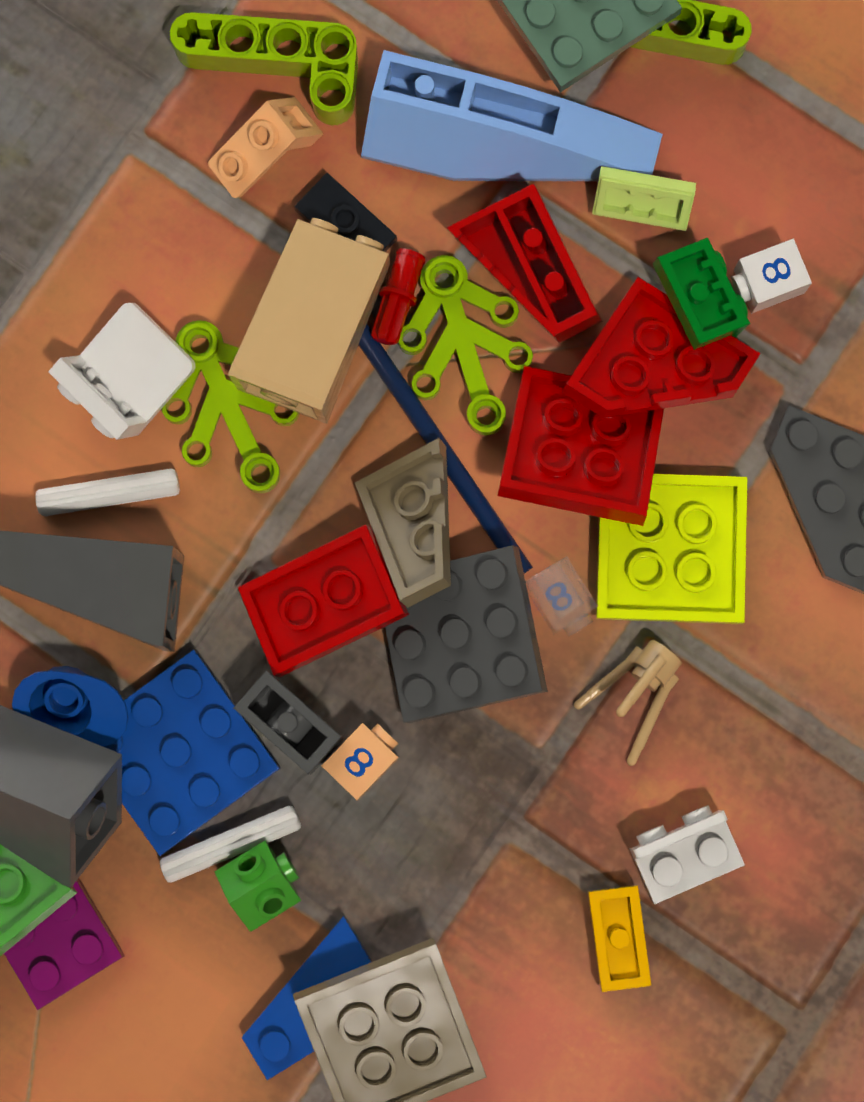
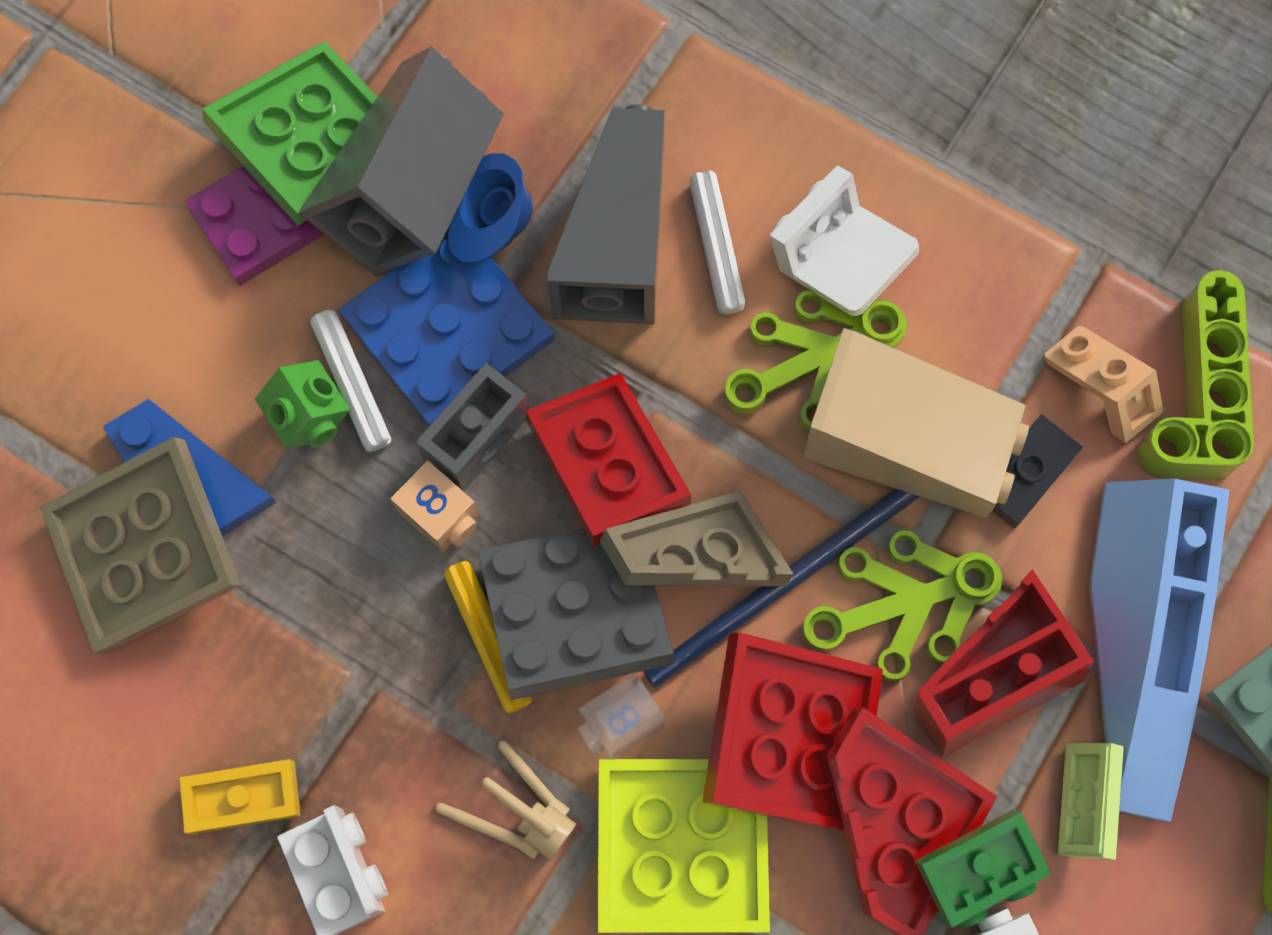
camera: 85 degrees right, 10 degrees down
(398, 296) = (950, 527): red axle -> none
(471, 722) = (480, 624): none -> yellow axle

